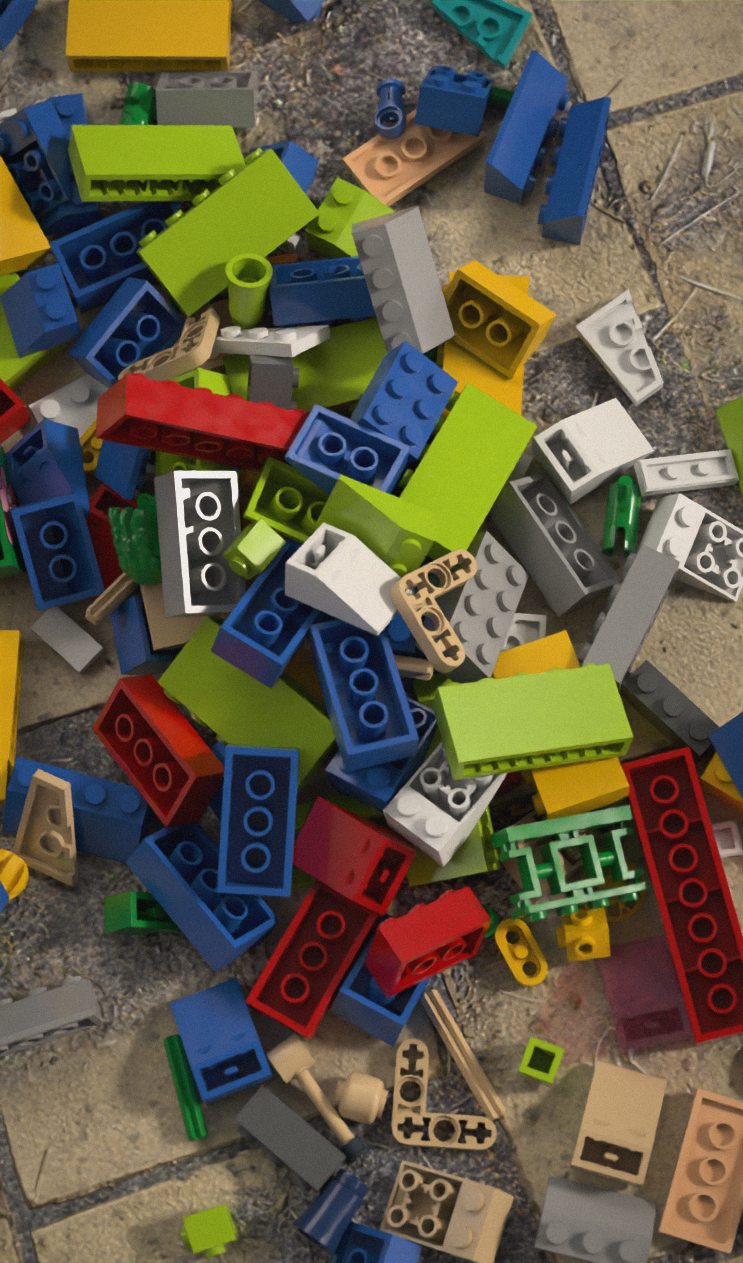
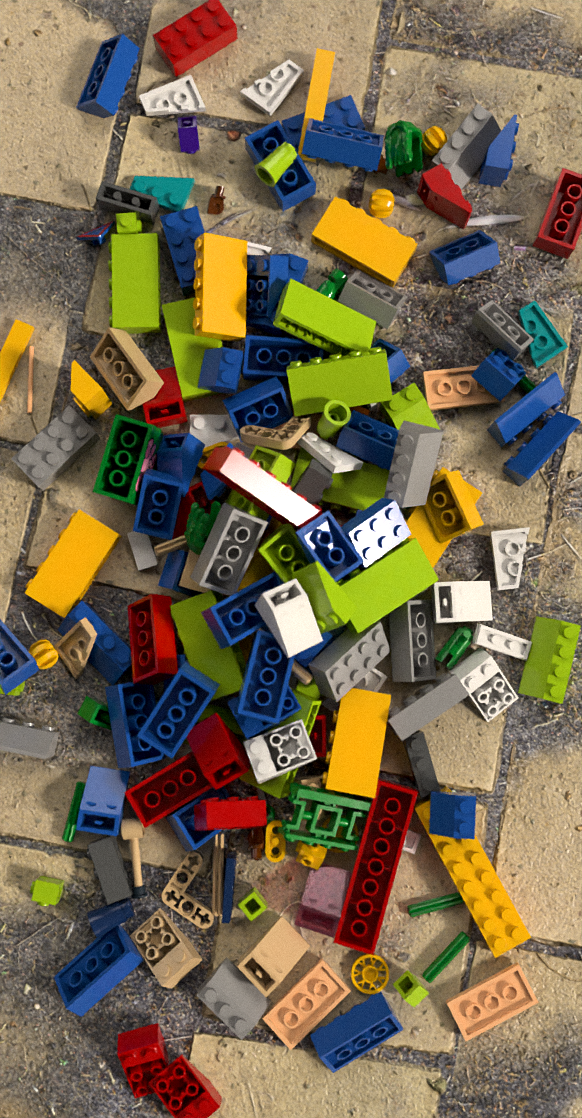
camera: 20 degrees right, 10 degrees up
(253, 549) = (253, 569): lime brick -> none
(361, 1097) = (156, 867): tan head -> none
(391, 108) = (464, 358): blue connector -> none
(421, 40) = (501, 329): none -> light grey slope
(424, 604) = (322, 651): tan beam -> none
(489, 1054) = (229, 886): none -> dark blue tile
(495, 973) = (257, 843): none -> reddish brown piece
(531, 721) = (344, 739): lime brick -> none

